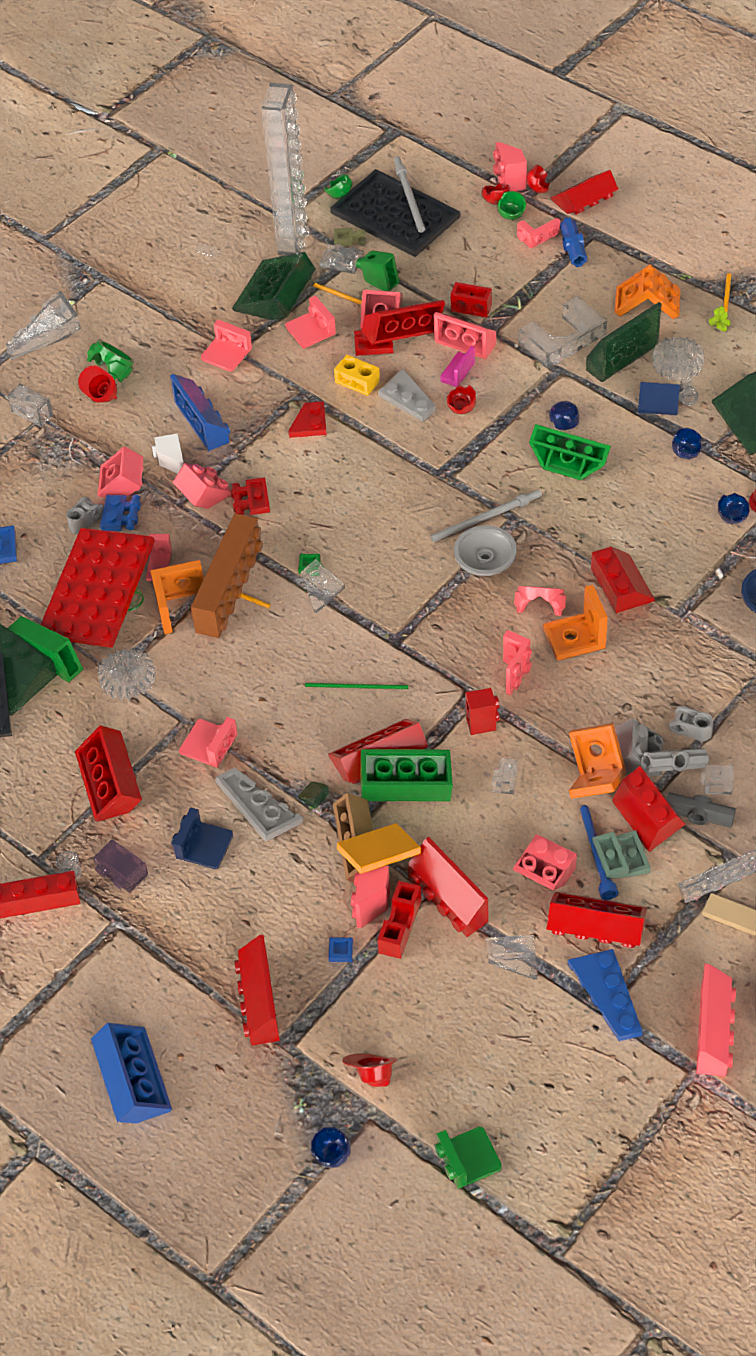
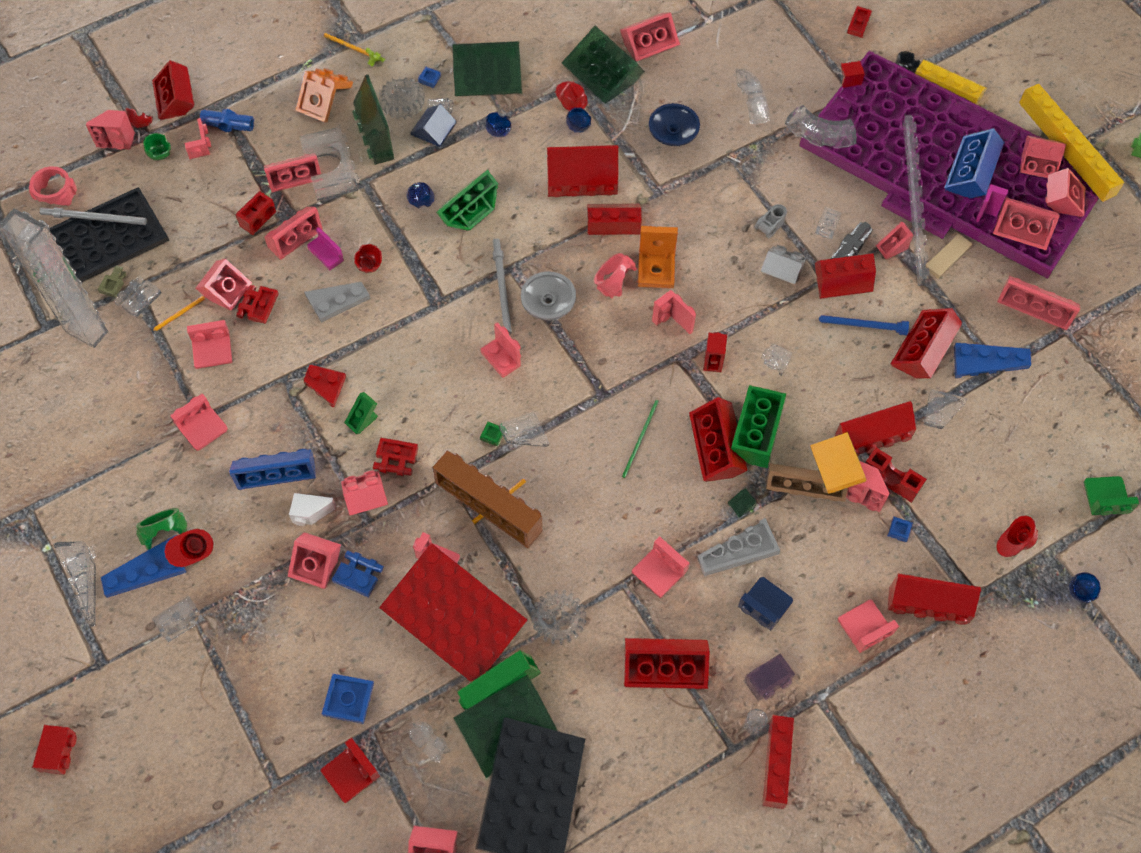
camera: 75 degrees left, 10 degrees up
(64, 365) = (140, 571): none -> blue wing
(82, 514) = (345, 604): light grey piece -> none
(130, 1073) = (980, 723): blue slope -> none
(168, 587) = (485, 560): orange bracket -> none
(208, 941) = (866, 625): none -> coral bracket
(275, 286) = (141, 361): clear green slope -> none
(286, 456) = (361, 413): none -> green slope
(357, 375) = (296, 330): yellow brick -> none
(379, 270) = (175, 270): green torso -> none
(401, 322) = (256, 270): red slope -> none
(403, 538) = (502, 352): none -> coral bracket
(429, 146) = (40, 181): none -> coral piece
(494, 194) = (133, 154): red hair -> none
(534, 307) = (292, 172): none -> coral slope
(547, 863) = (872, 358): coral slope -> none
(601, 771) = (802, 290): orange bracket -> none
(621, 855) = (874, 307): sand green slope -> none
(654, 527) = (582, 170): none -> red slope
(664, 760) = (808, 242): light grey piece -> none
(719, 371) = (429, 77): none -> blue plate
(725, 849) = (896, 241): none -> coral slope

